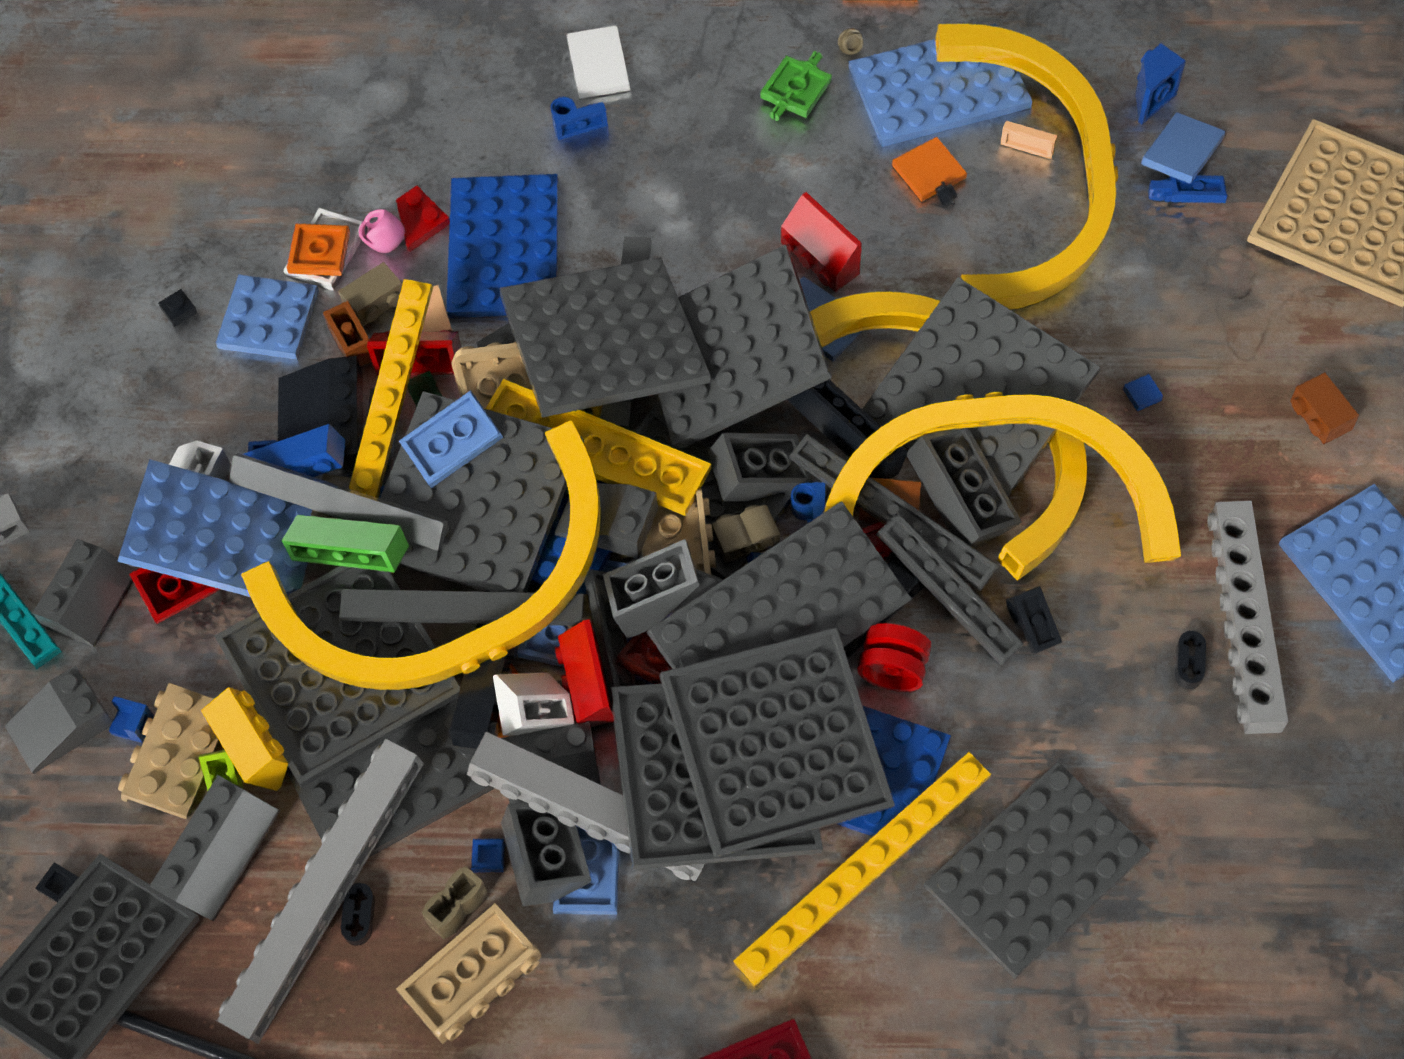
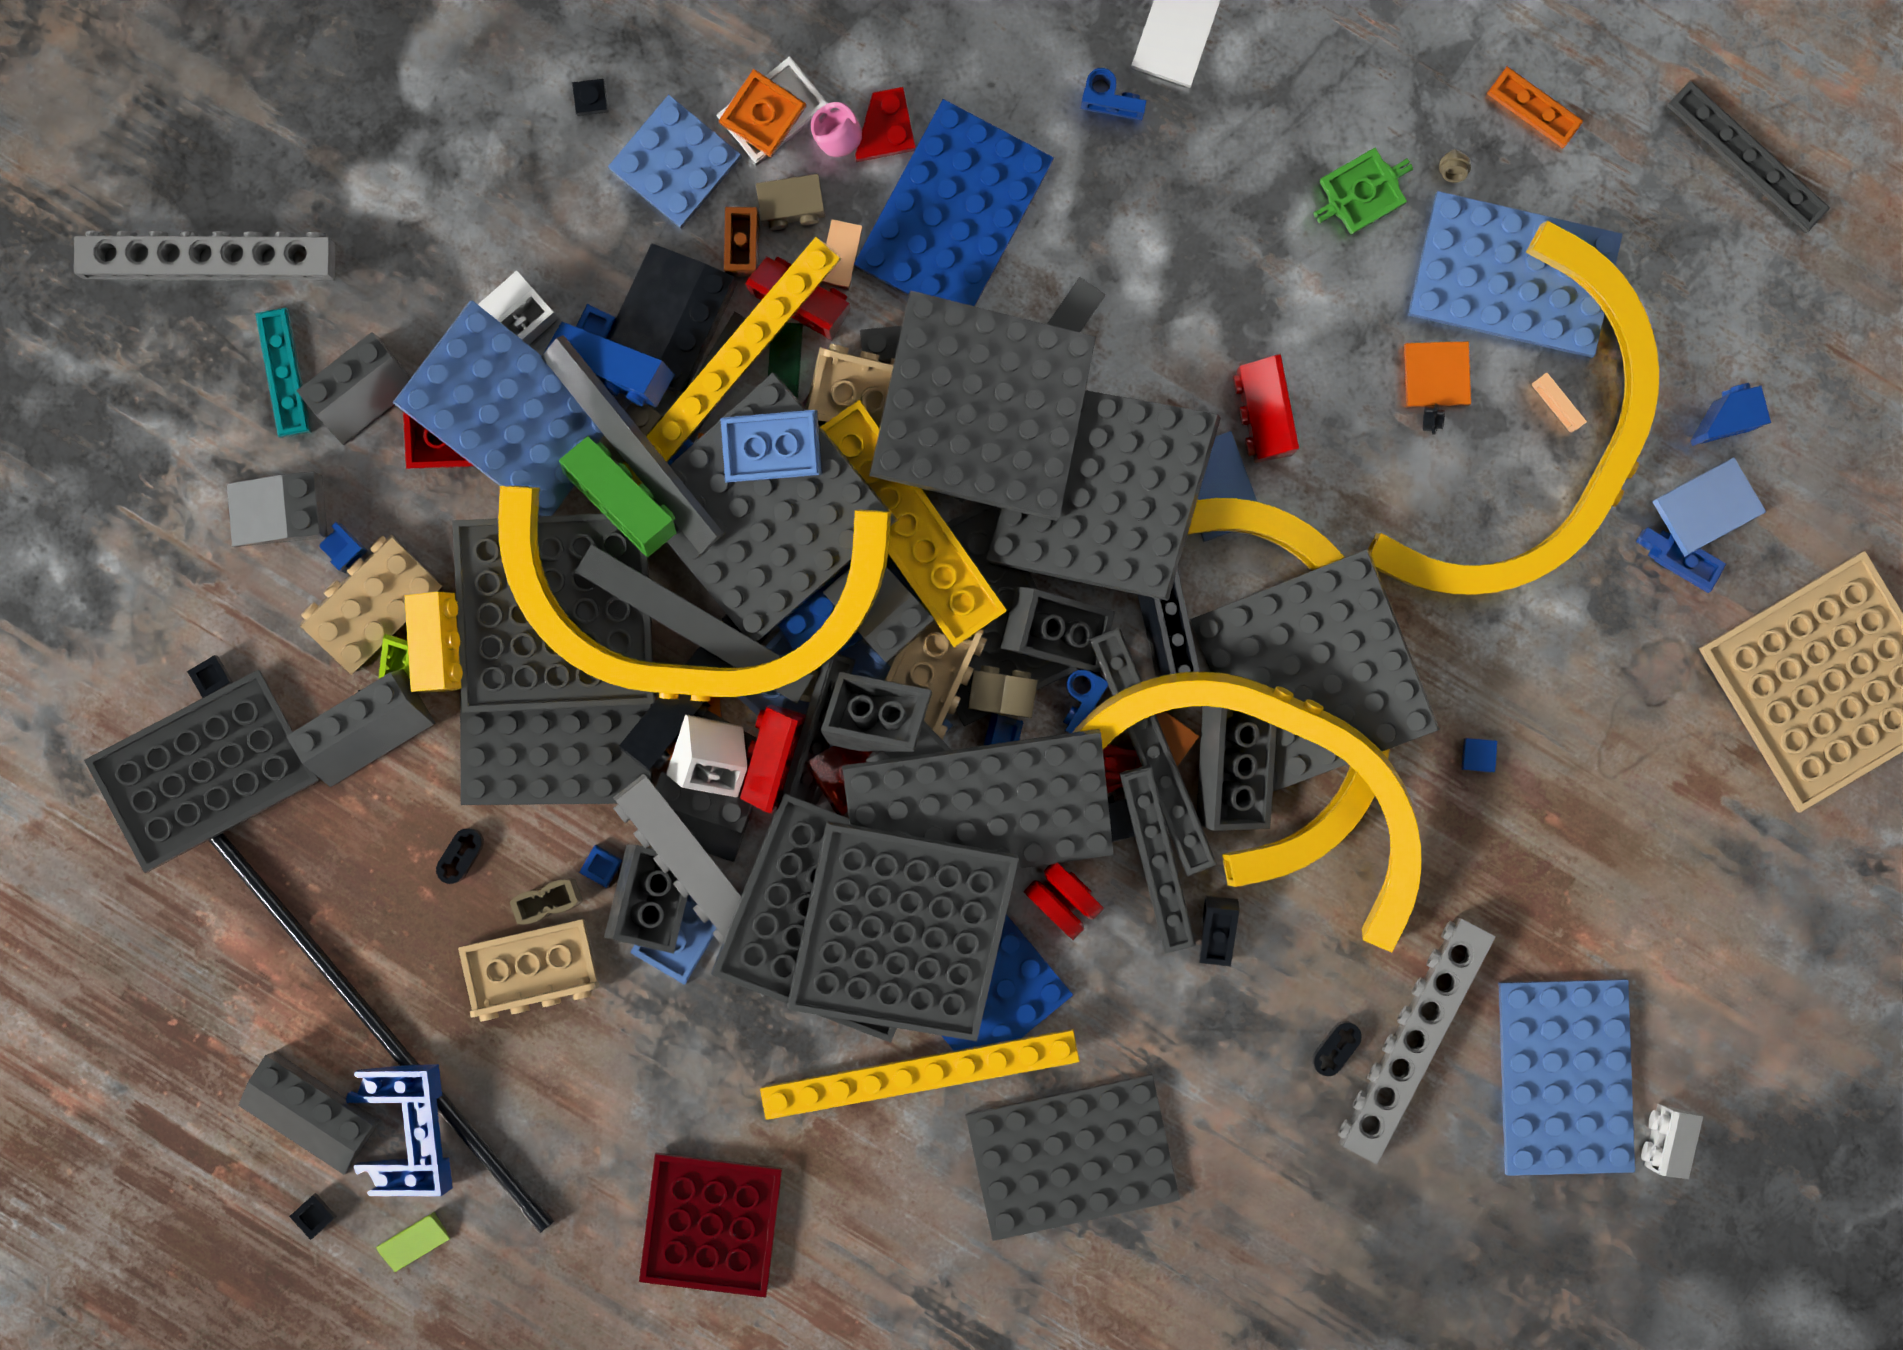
camera: 30 degrees right, 25 degrees up
(320, 892) = (436, 823): light grey brick -> none
(1324, 408) = (1636, 877): dark orange brick -> none

